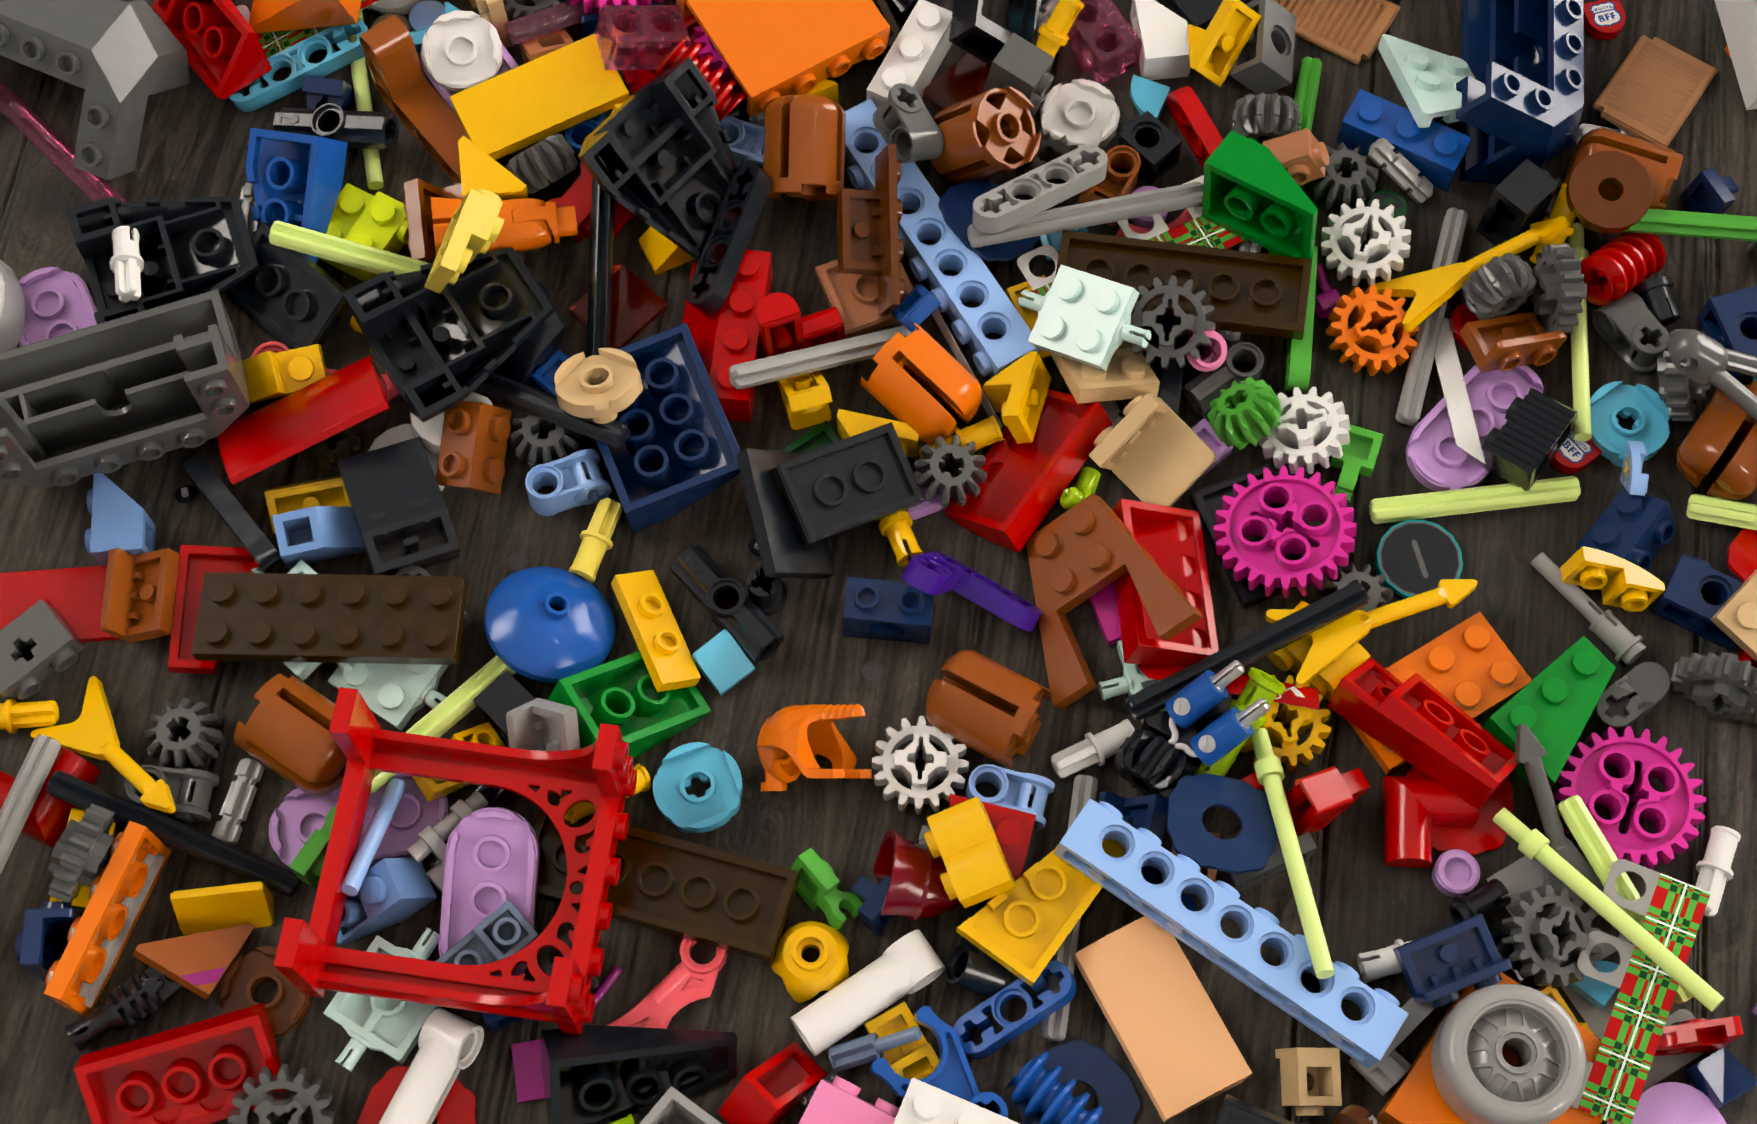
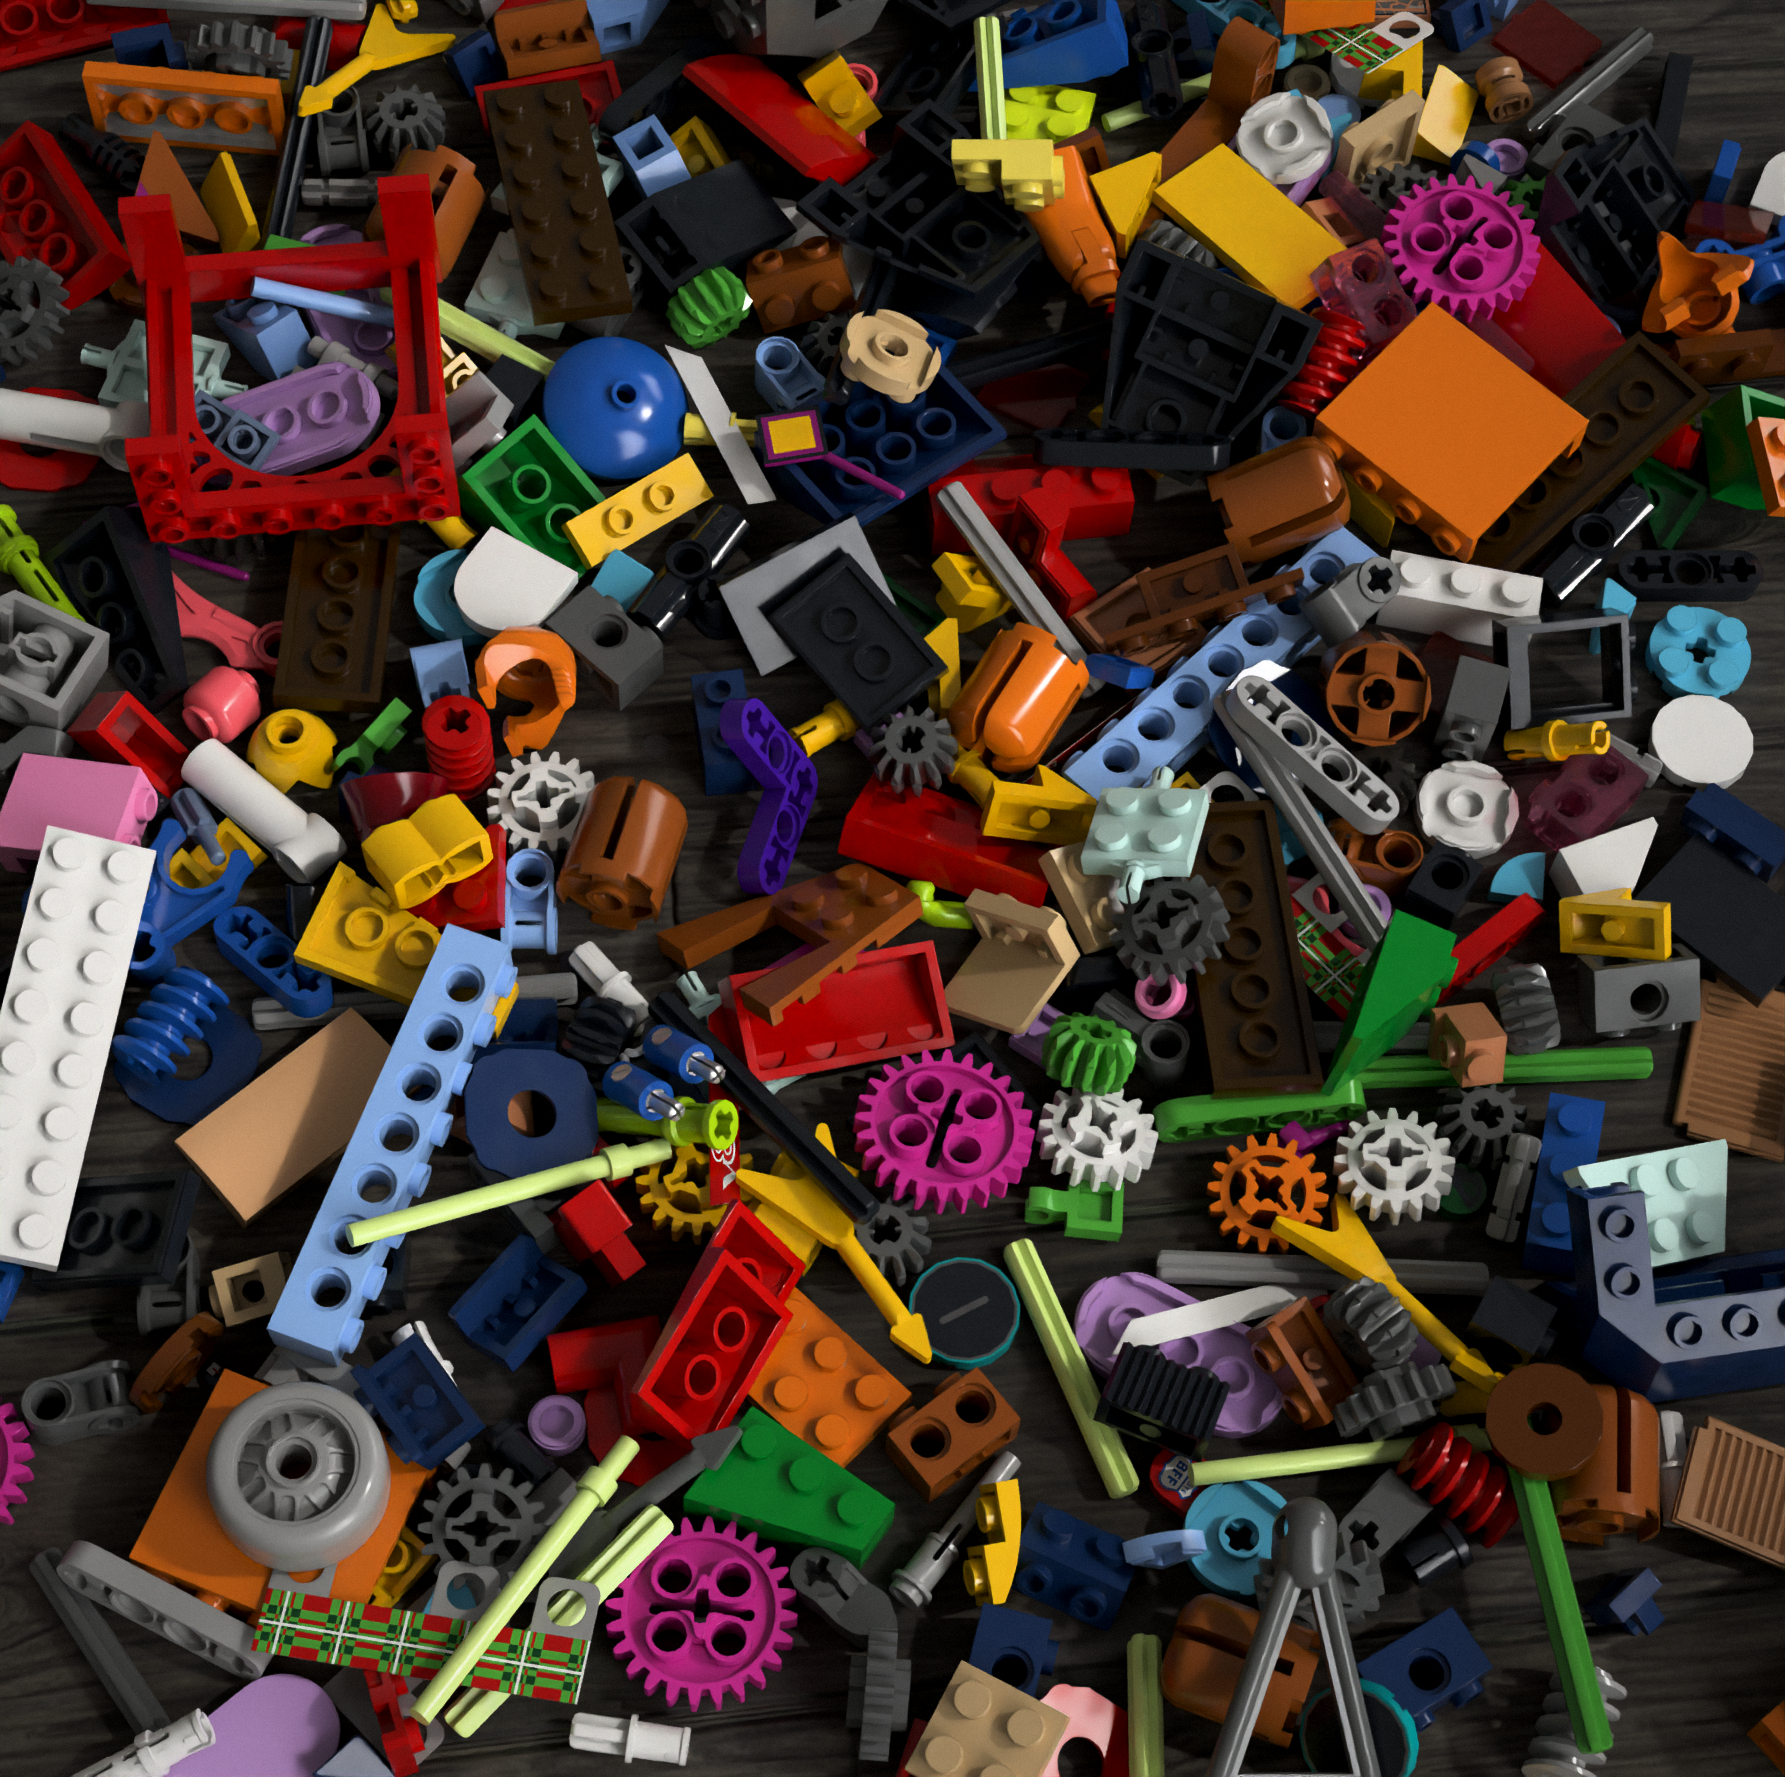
camera: 70 degrees right, 5 degrees down
(135, 663) = (474, 62): none -> dark blue tile
(475, 524) = (709, 307): none -> bright green gear
(586, 545) = (717, 418): none -> white sticker
(644, 481) = (800, 437): none -> piece
(708, 745) = (509, 585): none -> white tile
(754, 1007) = (222, 704): none -> coral head
(776, 821) = (440, 670): none -> light blue piece
(790, 659) = (615, 671): none -> dark grey brick
(858, 814) = (460, 745): none -> red piece
(1359, 877) = (516, 1303): none -> dark blue bracket
(1530, 587) = (962, 1443): none -> dark orange brick

